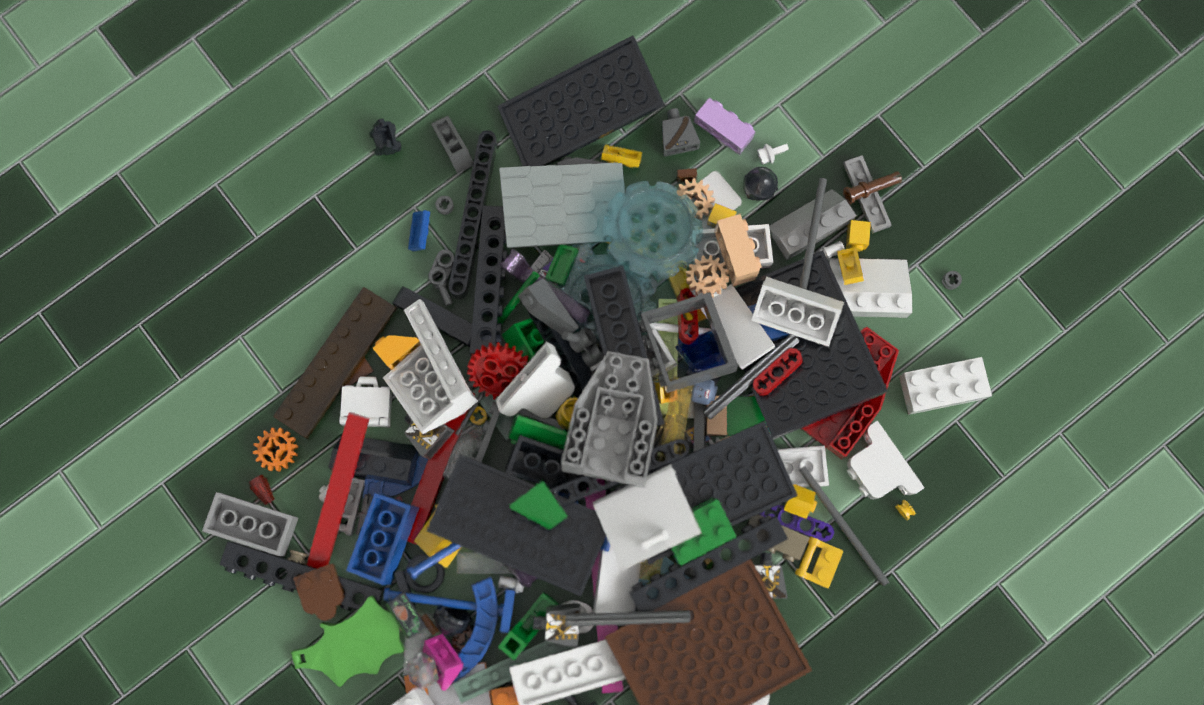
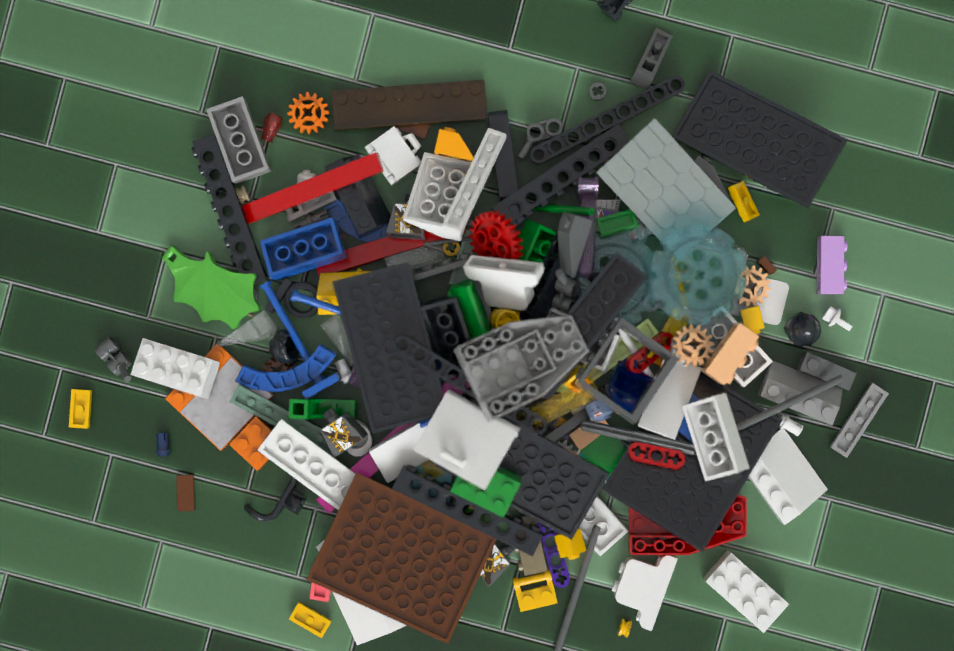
camera: 55 degrees right, 10 degrees up
(320, 591) = (229, 233): reddish brown plate -> none
(405, 615) = (261, 311): black tile -> none
(419, 230) = (561, 87): blue plate -> none
(422, 670) = (230, 355): clear brick -> none
(429, 624) = (267, 334): reddish brown piece -> none
(445, 659) = (252, 363): dark pink tile -> none
(540, 507) = (413, 355): green slope -> none
(623, 618) = (382, 479): dark grey axle -> none
(678, 134) = (796, 233): dark grey torso -> none
(804, 191) = (824, 370): none -> dark grey slope
(850, 266) = (787, 449): yellow plate -> none
(858, 235) = (818, 437): yellow brick -> none
(864, 189) = (859, 415): reddish brown pin -> none
(945, 280) = (833, 532): dark grey bush -> none

